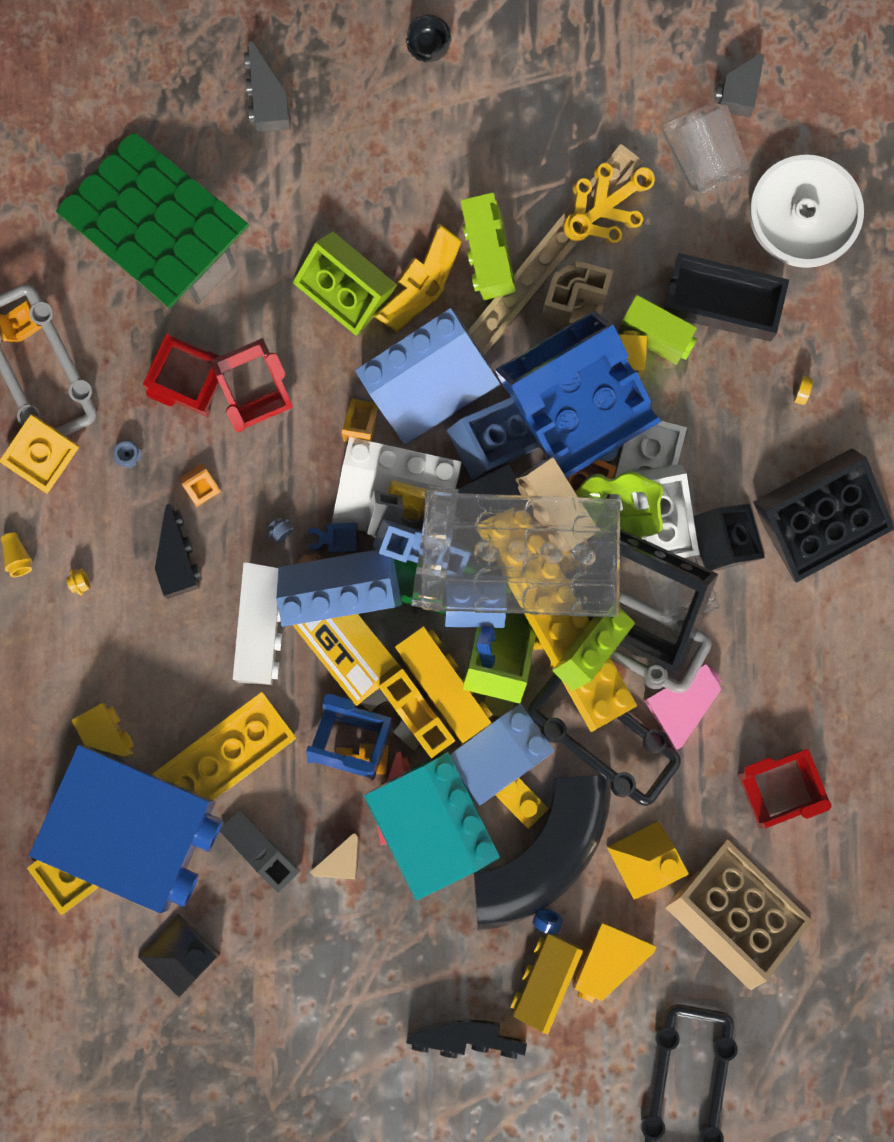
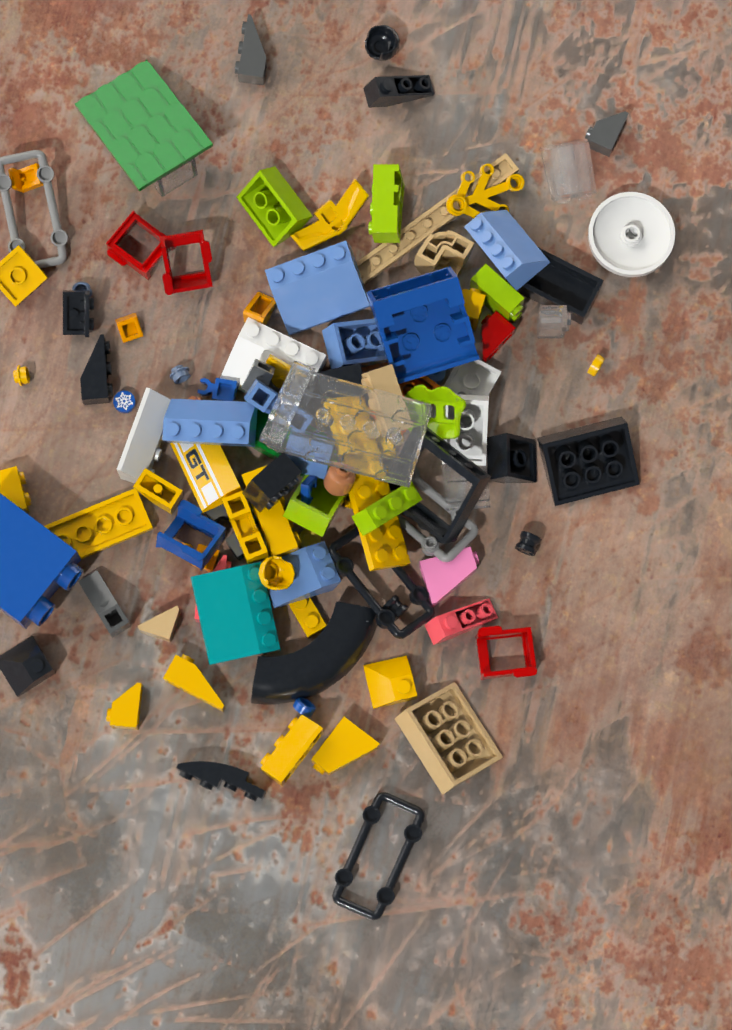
camera: 15 degrees right, 5 degrees down
(127, 483) = (76, 312): none -> black bracket
(218, 582) = (124, 402): none -> blue tile
(291, 689) = (158, 491): none -> yellow slope
(323, 982) = (126, 709): none -> yellow slope
(394, 922) = (188, 678): none -> yellow slope
(439, 651) = (272, 483): none -> black brick
(462, 94) = (397, 90): none -> black slope
(472, 765) = (276, 573): none -> yellow hair
(523, 628) = (338, 481): none -> nougat head
(629, 763) = (396, 606): none -> black wheel
(657, 265) = (507, 246): none -> medium blue slope
(665, 381) = (494, 334): none -> red slope
(716, 761) = (460, 621): none -> coral slope
(737, 348) = (553, 321): none -> clear brick
(775, 640) = (528, 543): none -> black wheel

